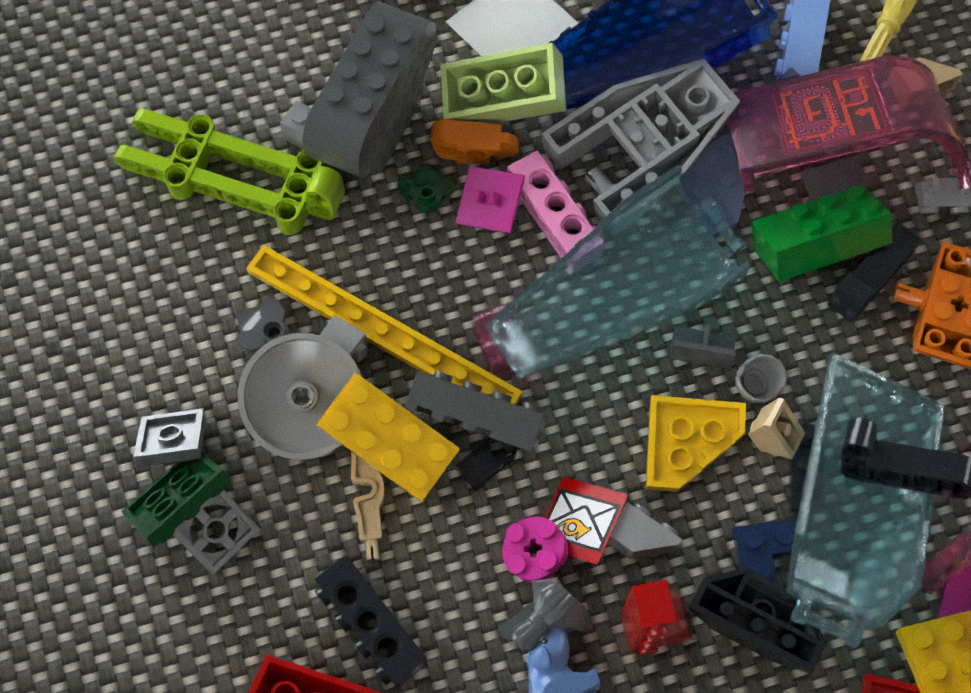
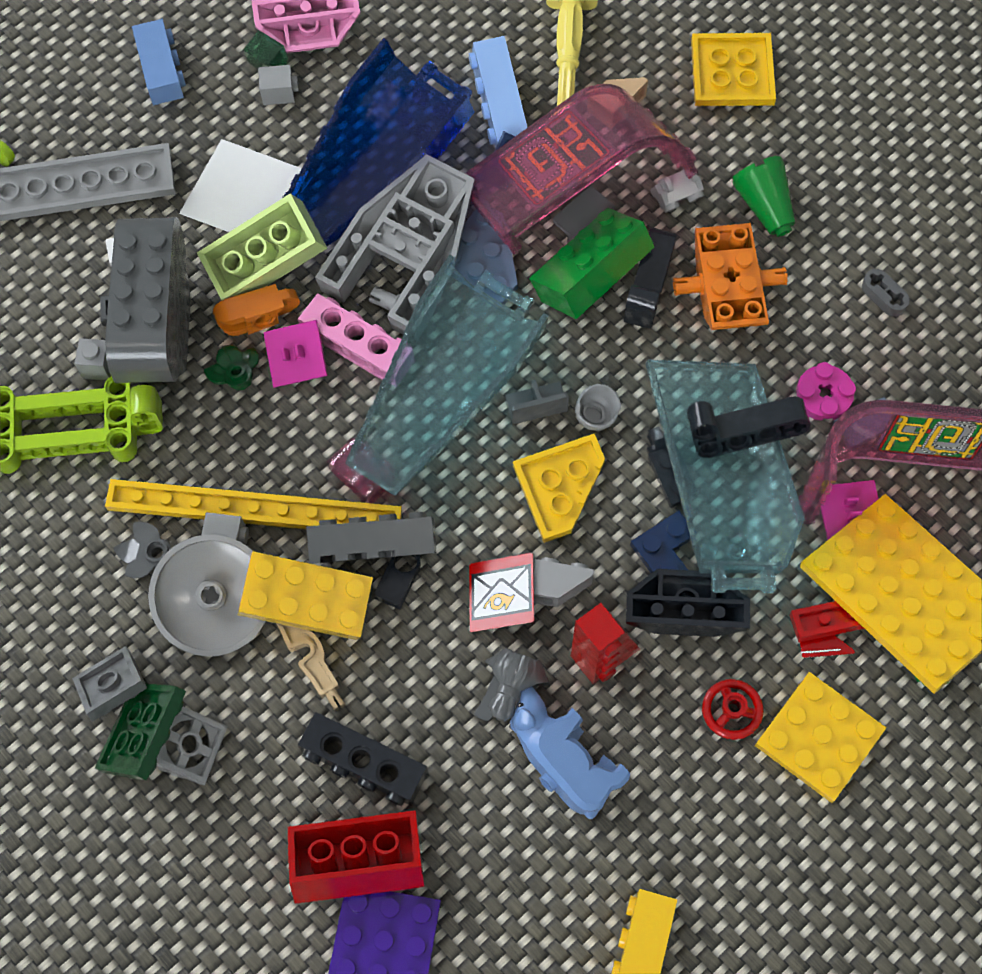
camera: 25 degrees left, 0 degrees up
(521, 537) = (458, 630): dark pink plate -> none
(777, 430) = (630, 444): tan slope -> none

